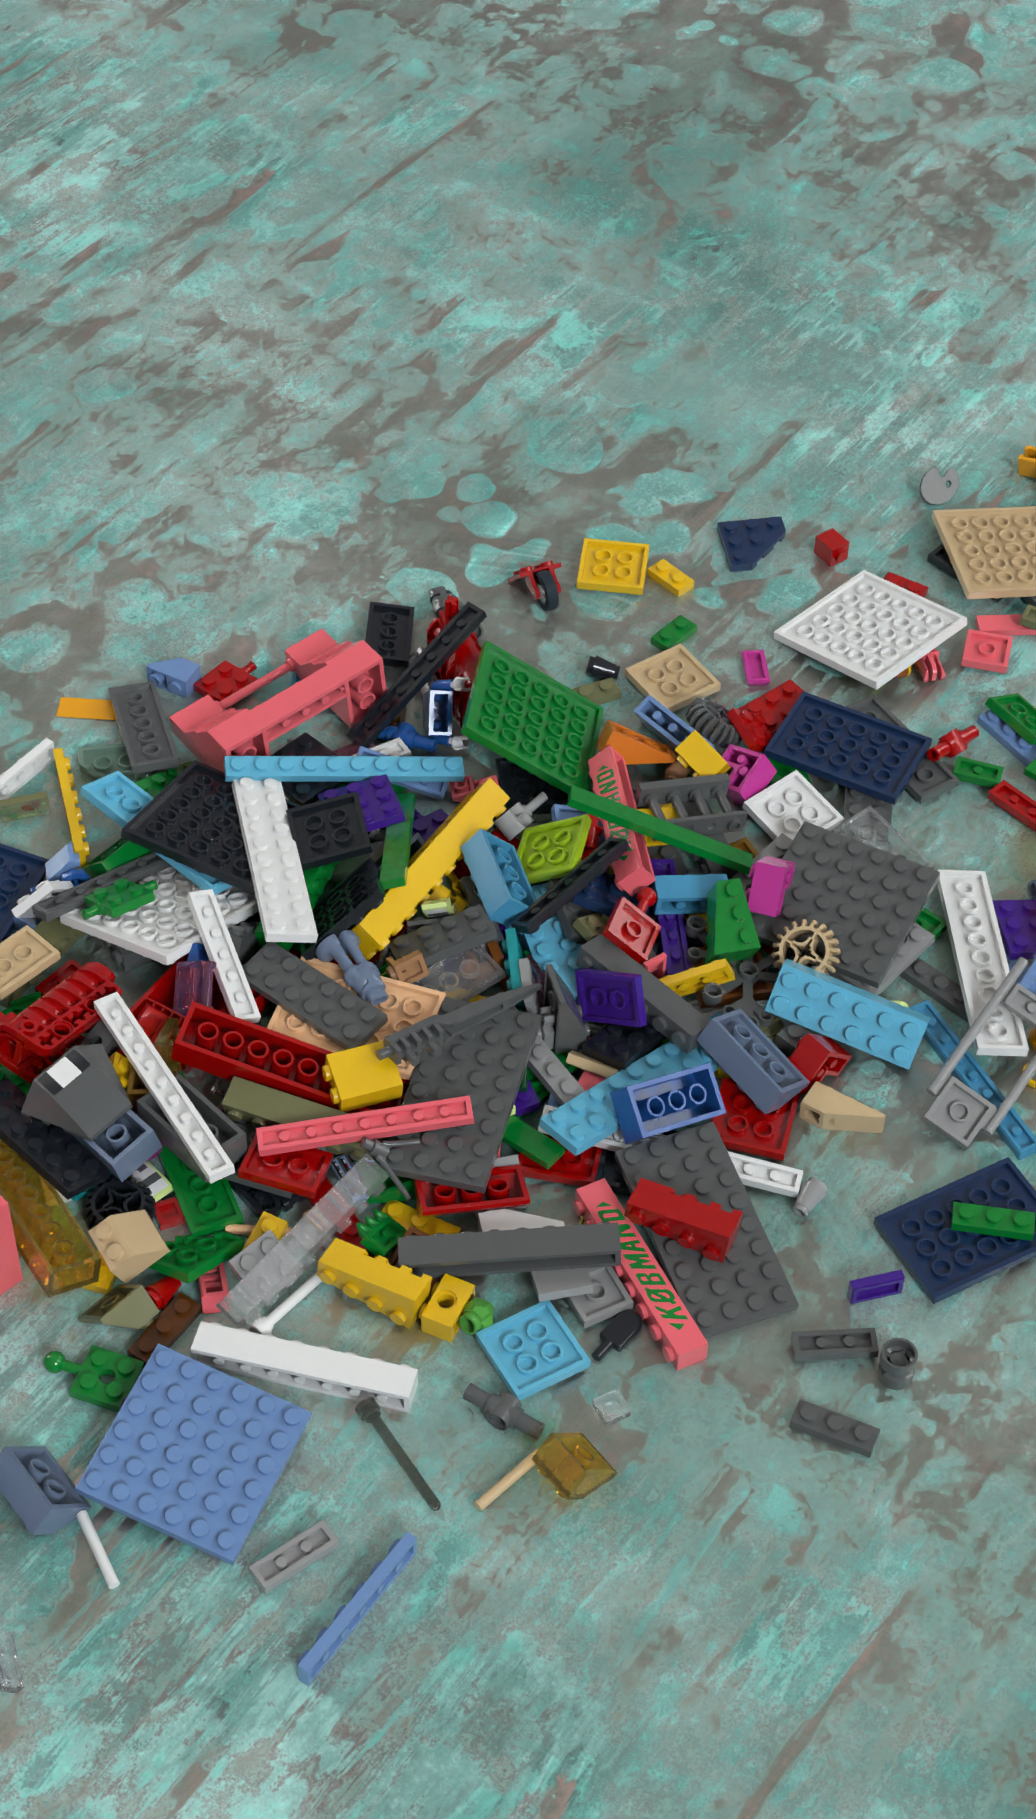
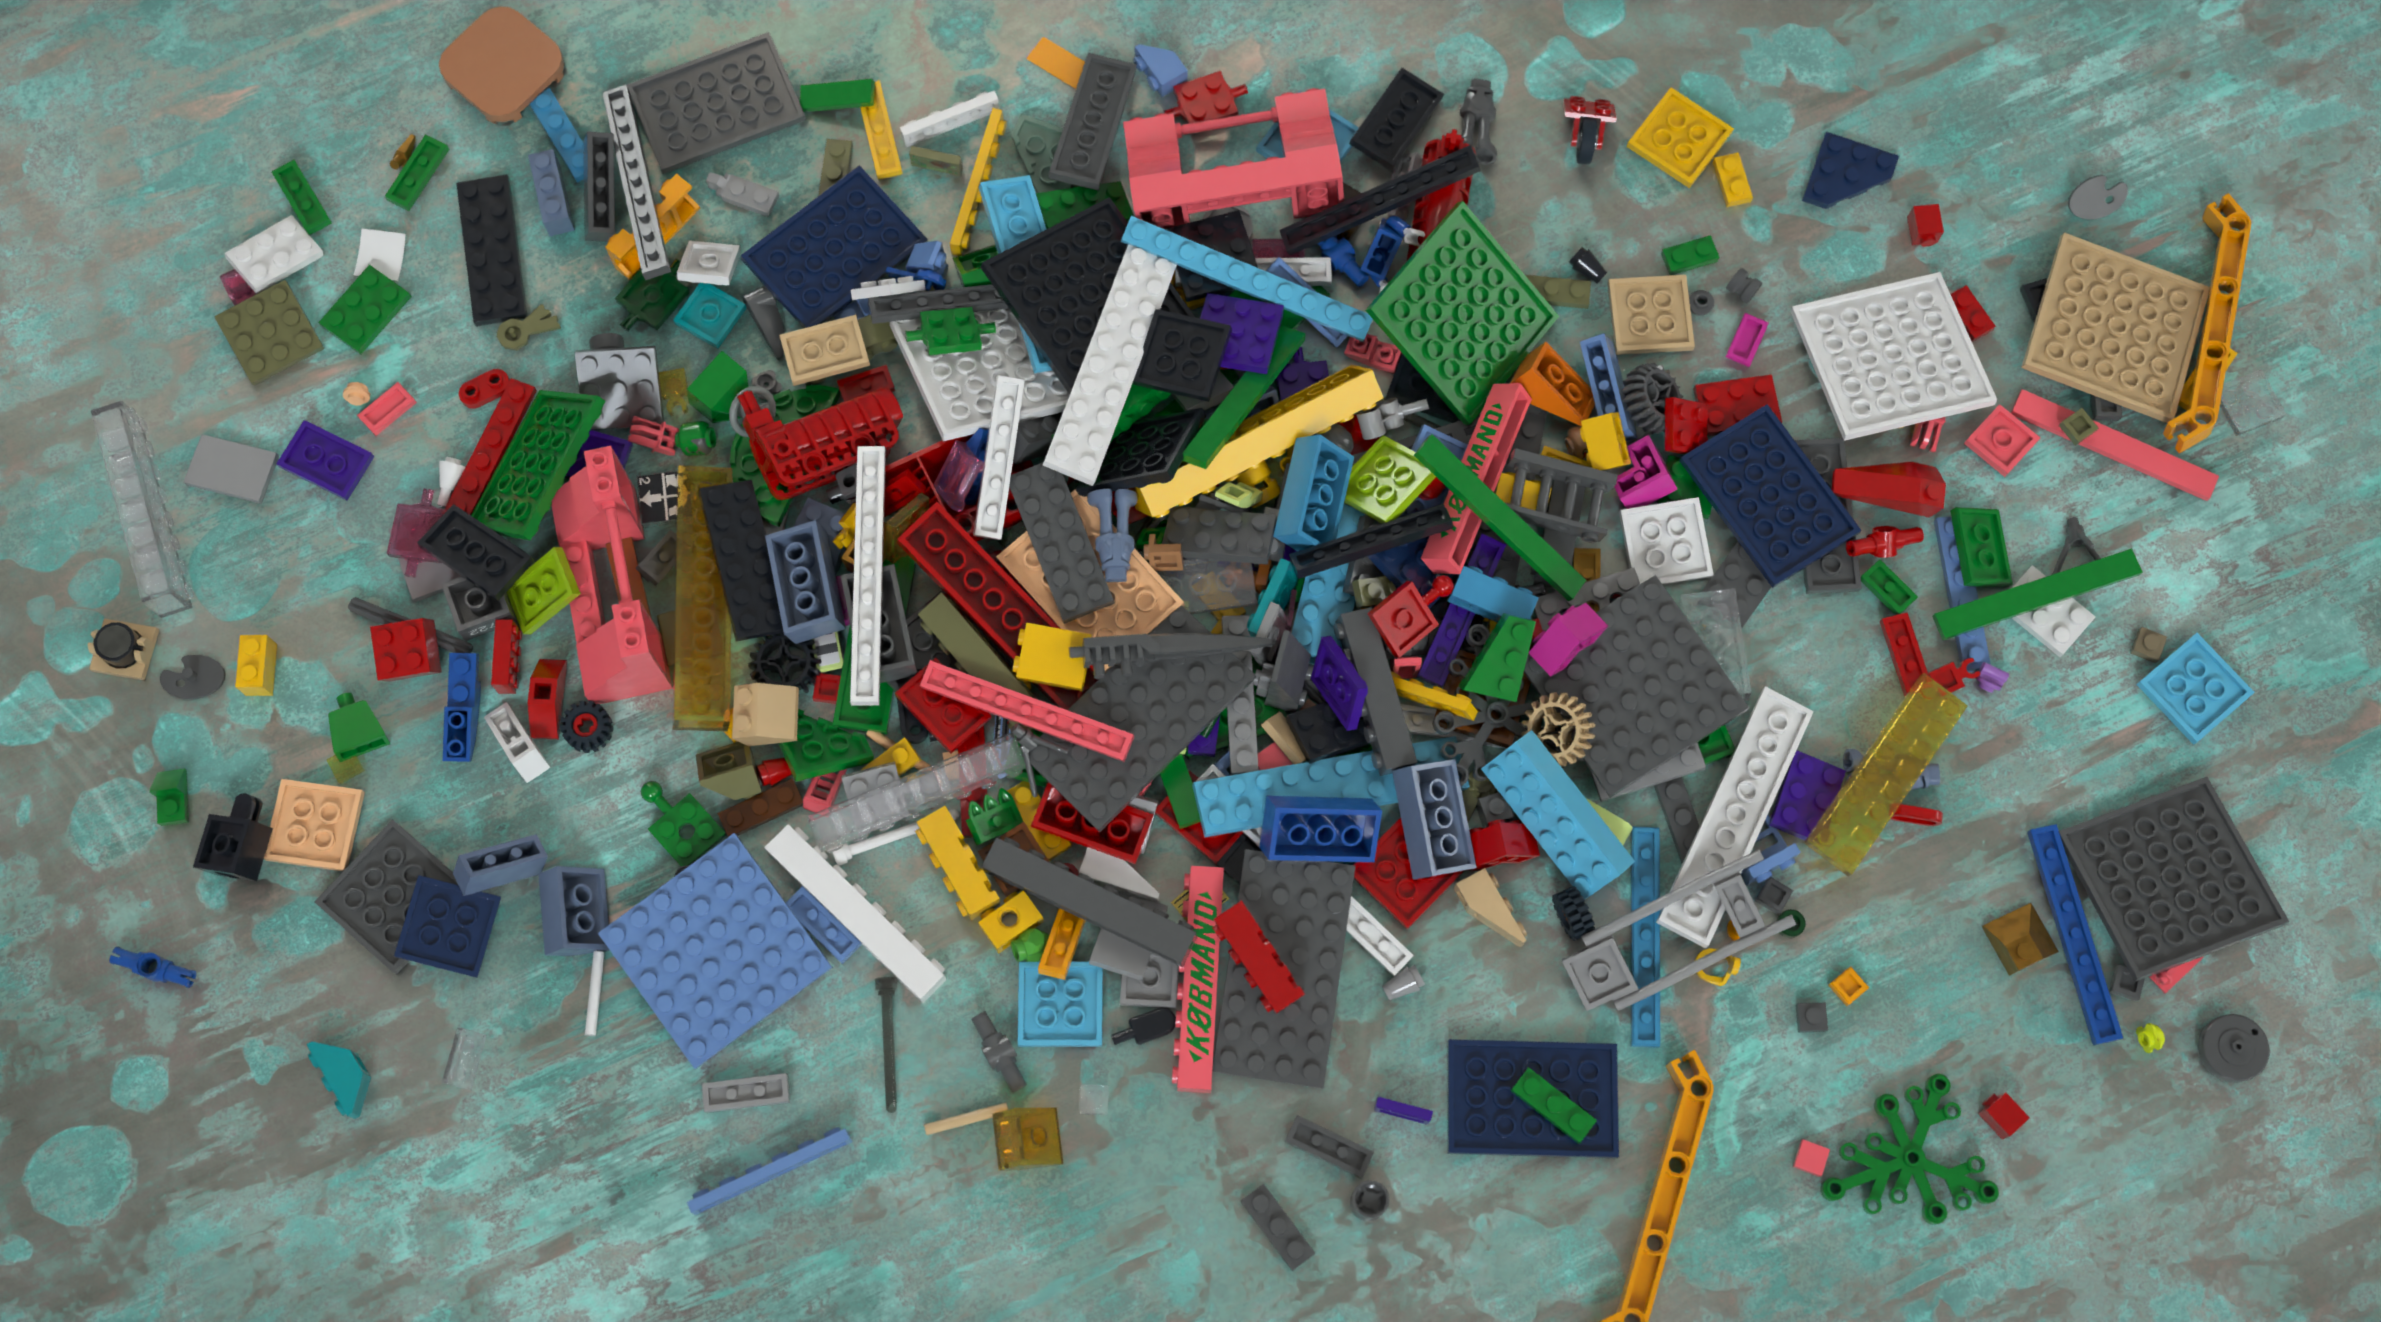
camera: 30 degrees right, 25 degrees up
(78, 1093) = (794, 543): dark grey wedge -> none
(296, 1391) = (823, 925): none -> medium blue plate
(504, 1299) = (1061, 945): none -> light orange plate
(705, 657) = (1699, 309): none -> dark grey plate
(728, 634) = (1743, 285): none -> dark grey wheel
(907, 1080) = (1573, 913): none -> black bush
(935, 708) = (1896, 486): none -> red wedge

